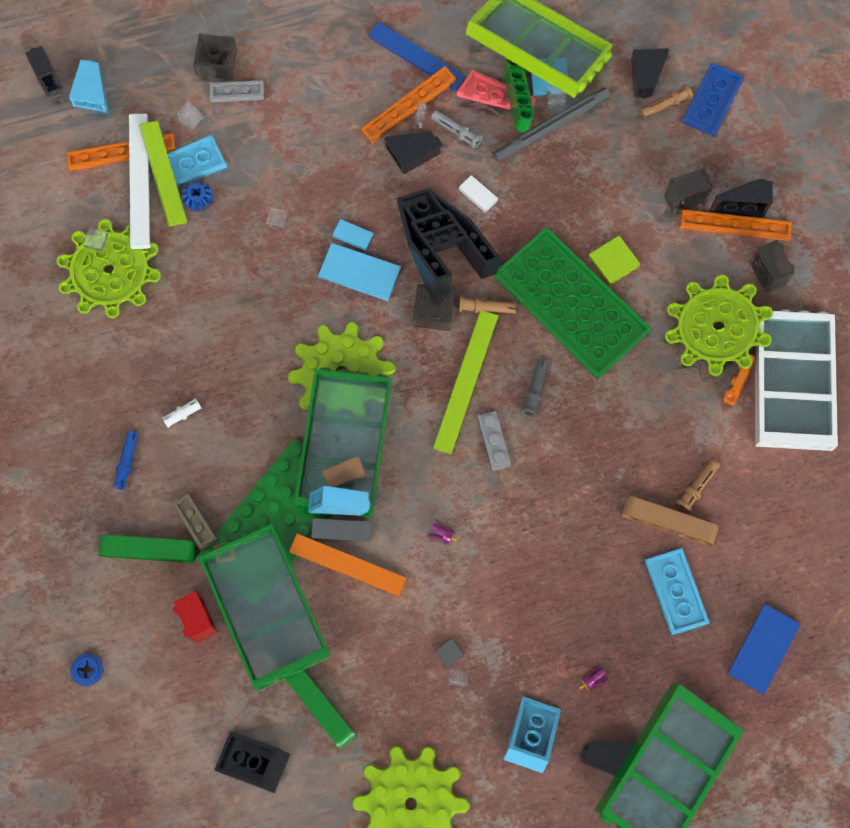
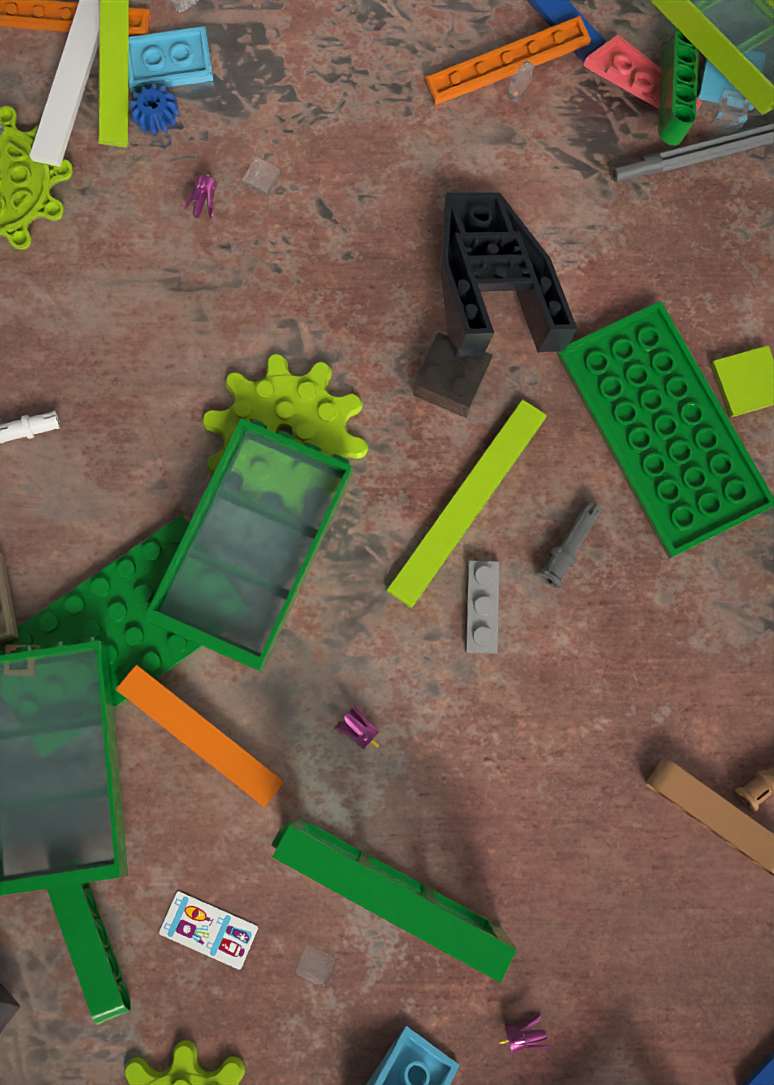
camera: 15 degrees right, 5 degrees up
(243, 236) = (203, 189): none -> flat silver piece
(338, 501) = (210, 639): medium azure slope -> none
(341, 530) = (207, 677): dark grey tile -> none
(344, 472) = (234, 593): medium nougat tile -> none
(353, 235) = (365, 232): medium azure tile -> none
(359, 272) = (358, 290): medium azure tile -> none
(388, 678) = (208, 930): none -> sticker
(412, 149) = (493, 128): black slope -> none
(450, 653) = (314, 921): dark grey slope -> none
(463, 132) = (577, 124): light grey pin -> none
(478, 194) = (571, 222): white tile -> none
(478, 305) = (520, 390): medium nougat pin -> none
(491, 614) = (395, 897): none -> green window
(676, 591) = (696, 932): medium azure tile -> none

